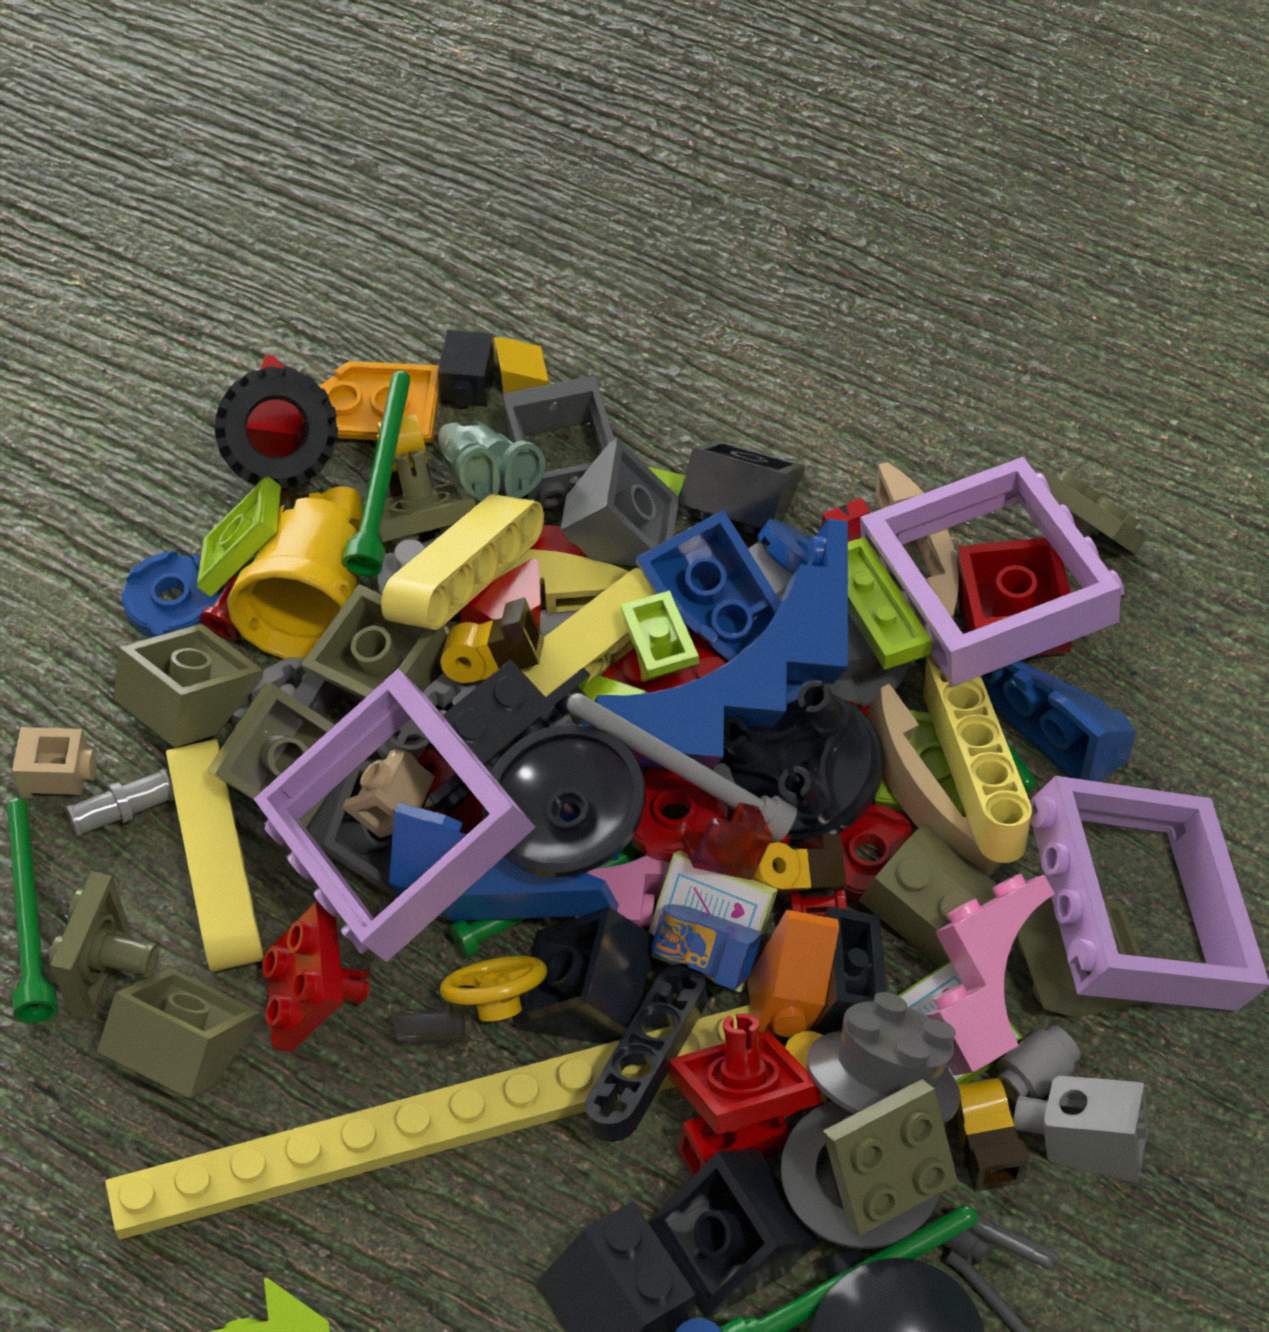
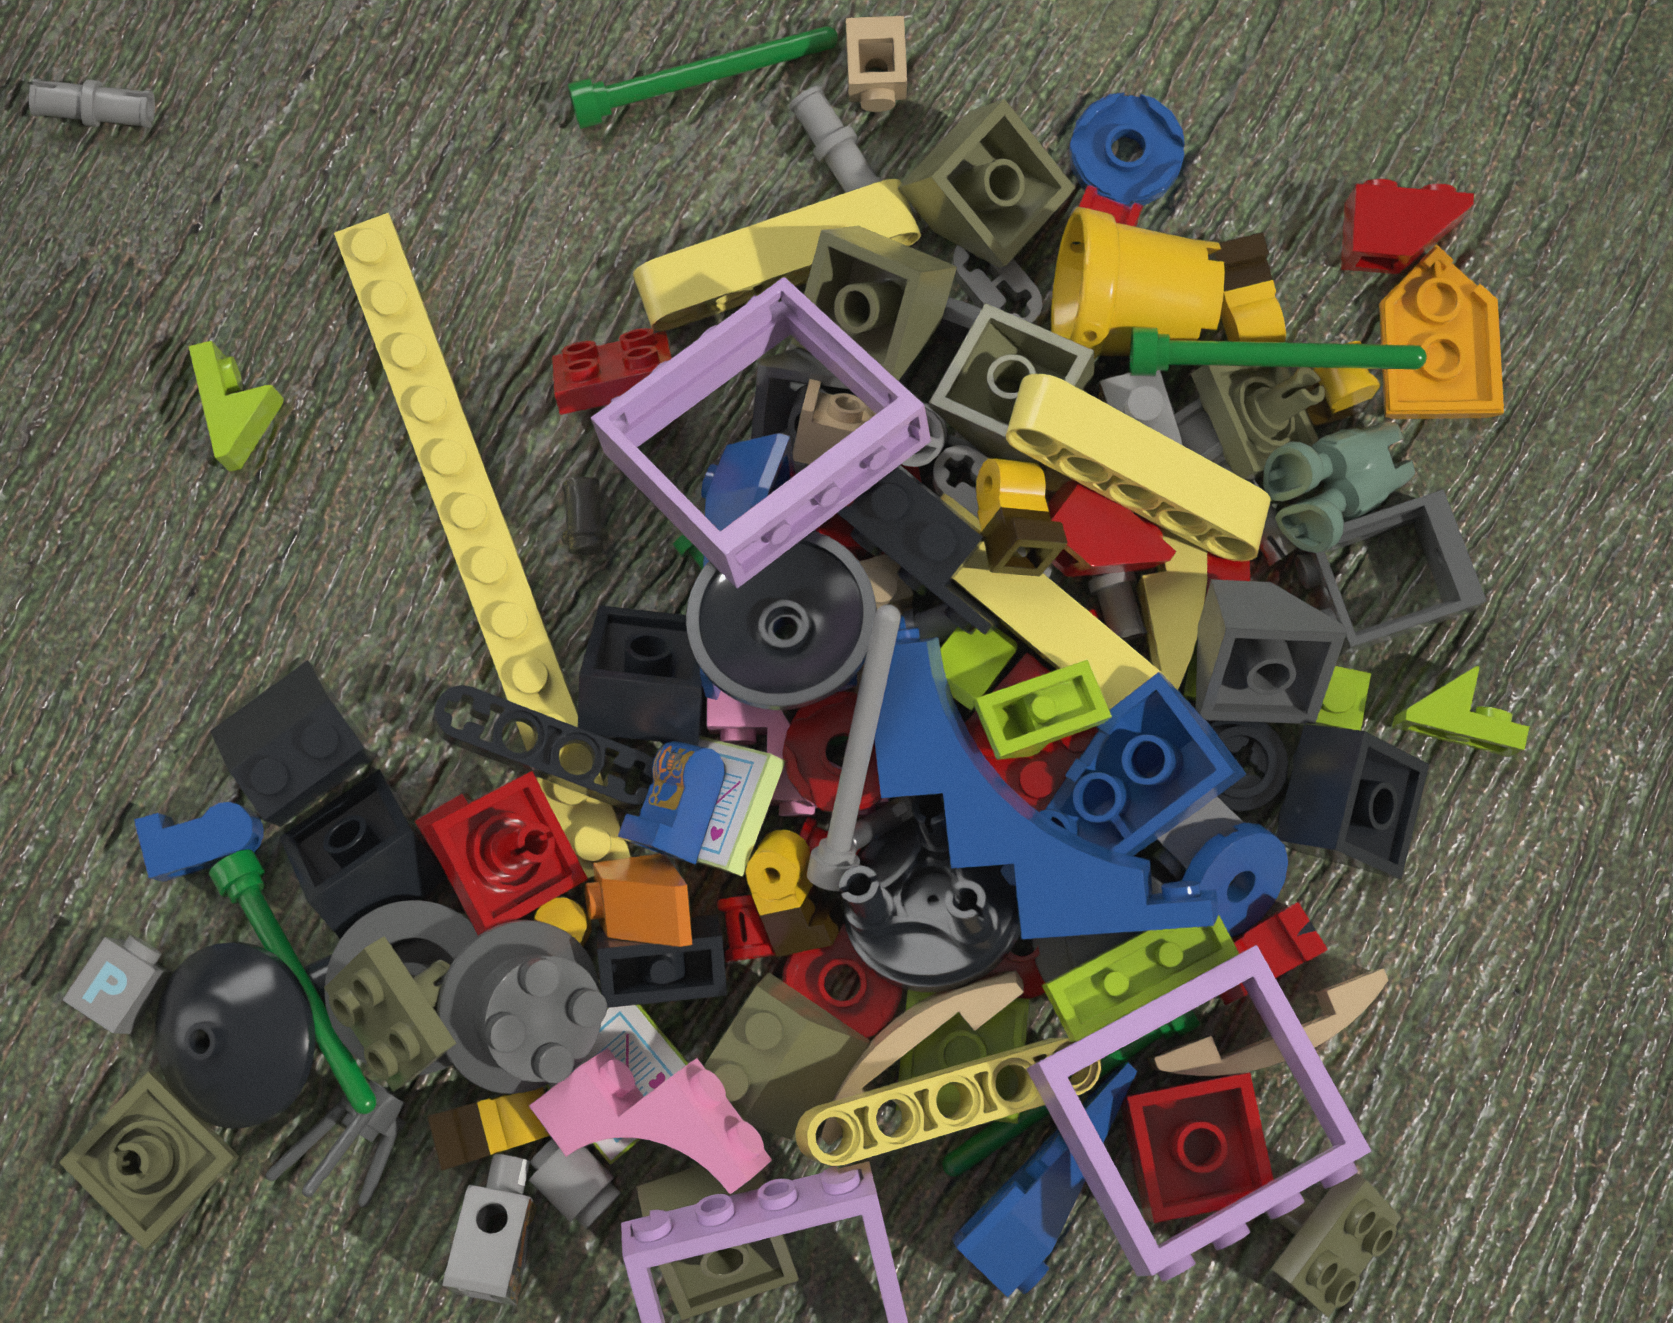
camera: 85 degrees right, 25 degrees up
(95, 946) = (632, 149): olive plate -> none
(176, 1032) = (558, 254): olive slope -> none
(239, 536) = (1187, 207): lime tile -> none
(283, 385) = (1300, 215): black tyre -> none
(466, 368) = (1496, 443): black brick -> none
(495, 984) = (621, 582): yellow piece -> none
(519, 365) = (1518, 509): yellow slope -> none
(679, 414) = (1448, 718): none -> lime slope
(730, 846) = (778, 814): clear red panel -> none

